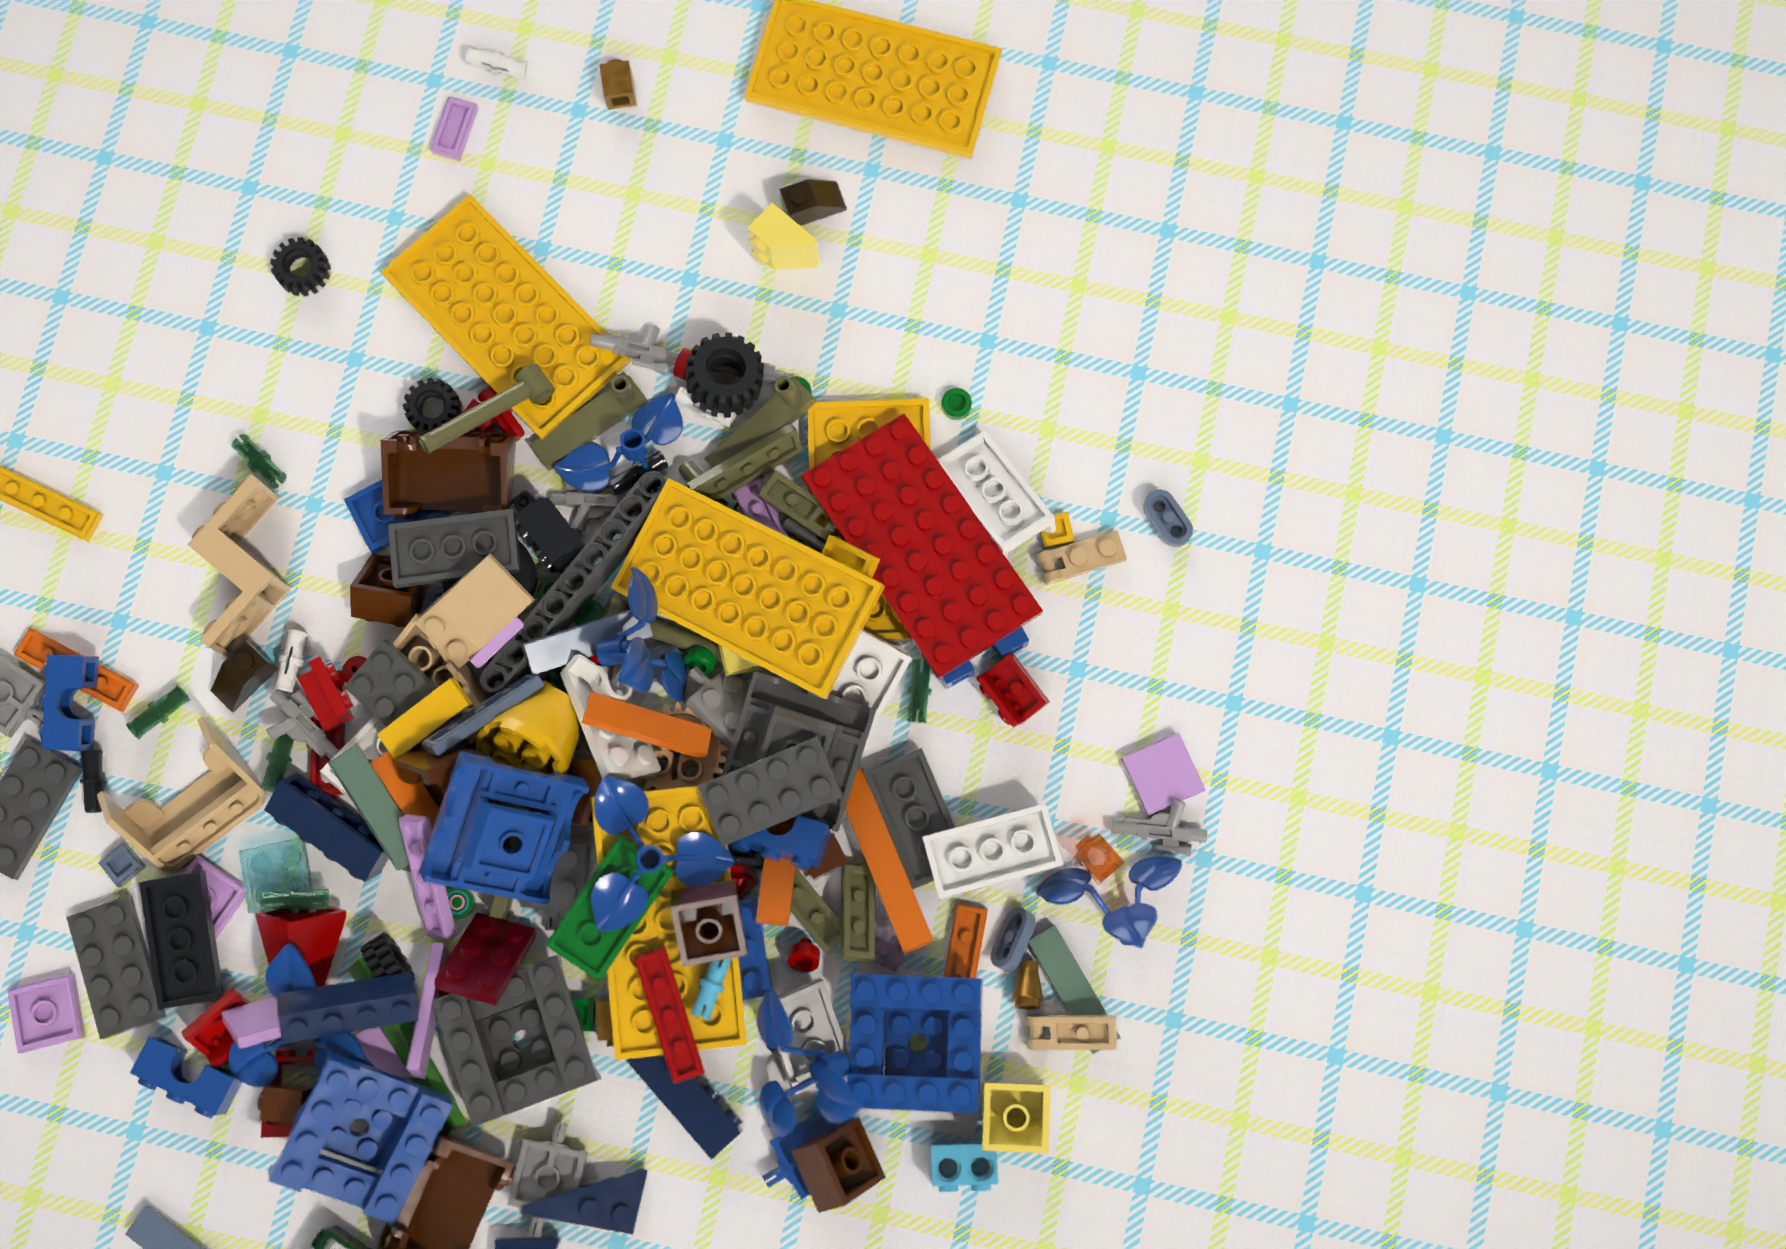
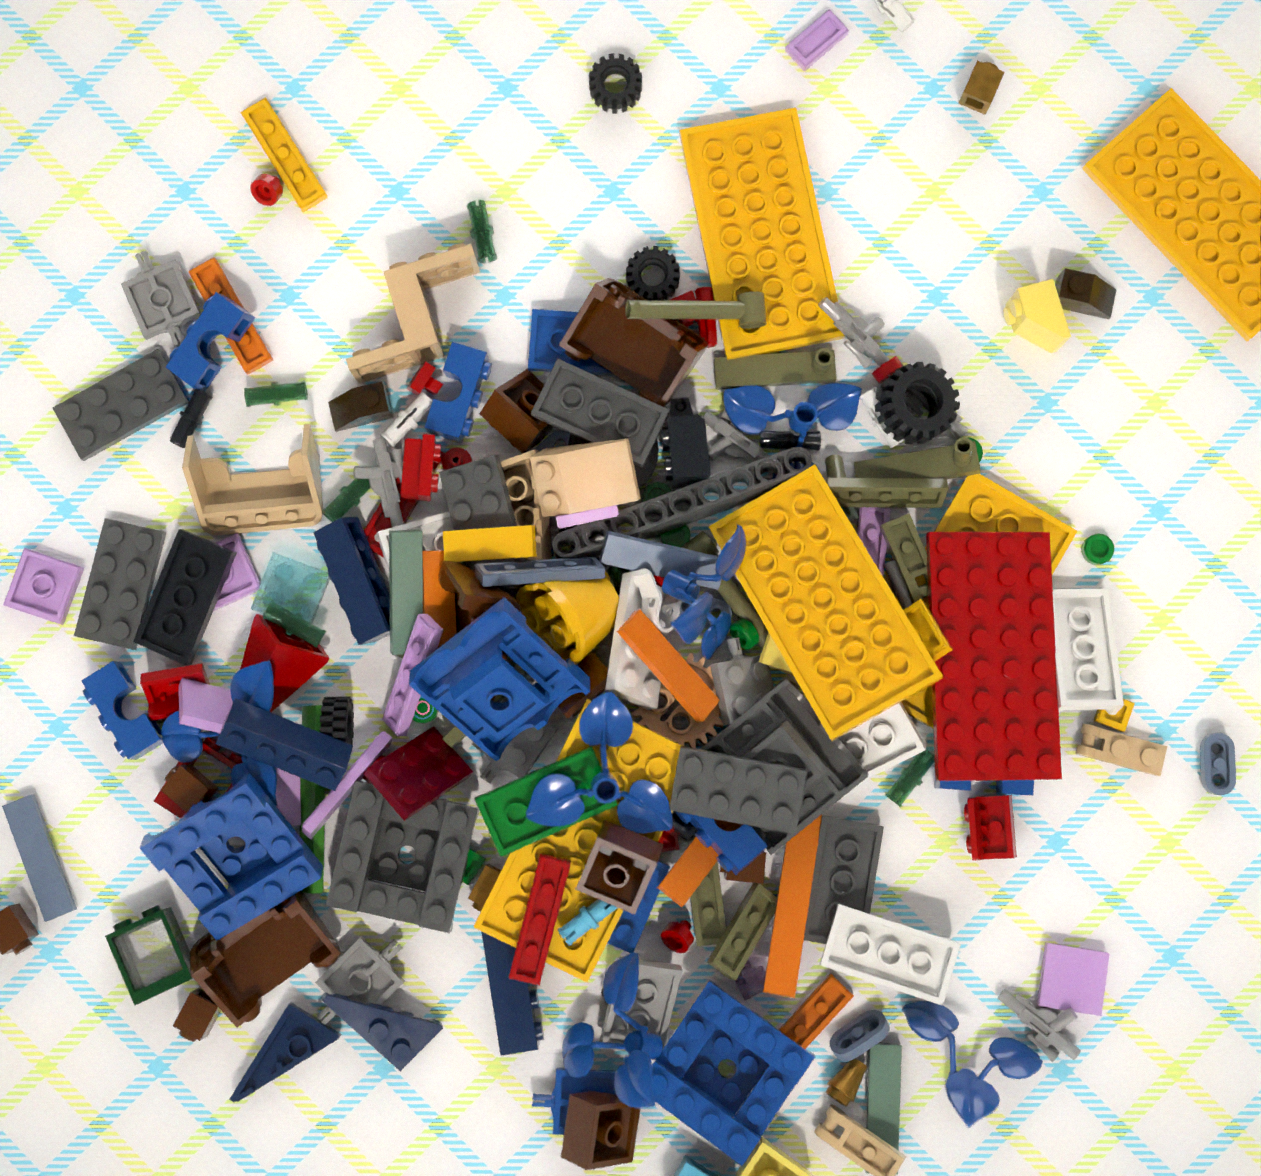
camera: 35 degrees right, 5 degrees up
(42, 541) = (266, 189): none -> red tile
(122, 864) = (173, 502): sand blue tile -> none
(285, 618) = (423, 380): none -> red tile
(330, 635) = (452, 418): none -> blue arch
(1111, 862) = (980, 1026): clear orange brick -> none

